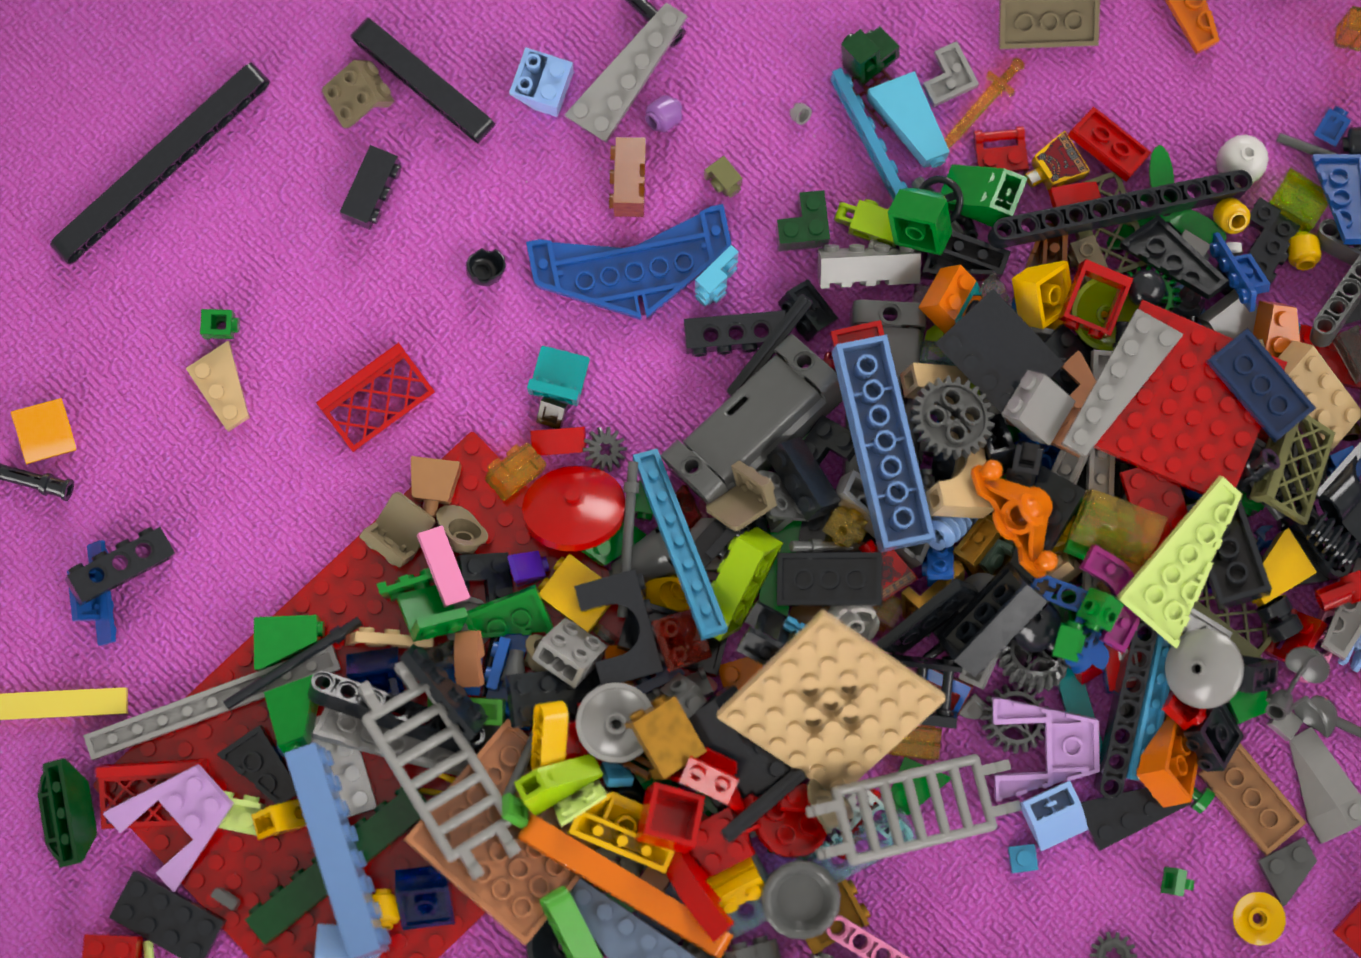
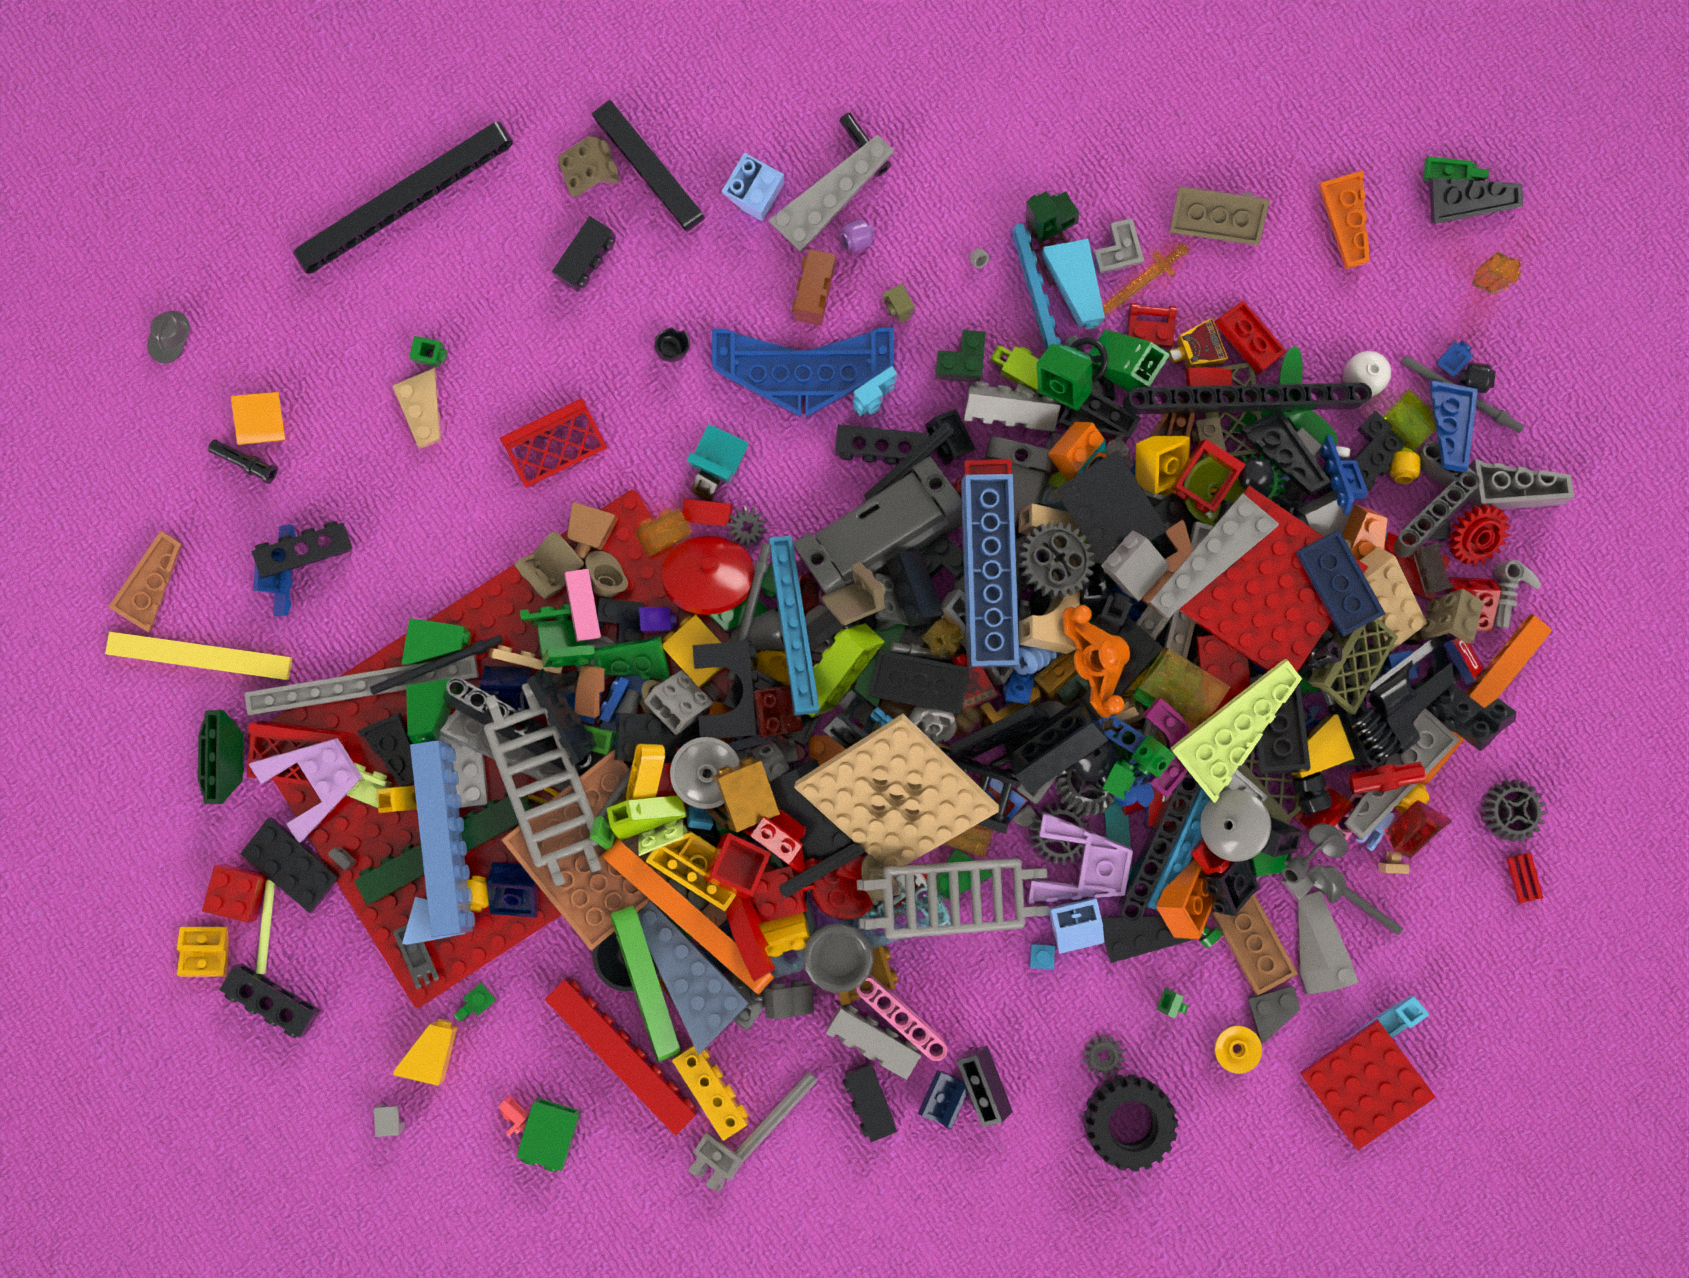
camera: 15 degrees right, 5 degrees up
(1231, 215) = (1346, 422): yellow head -> none

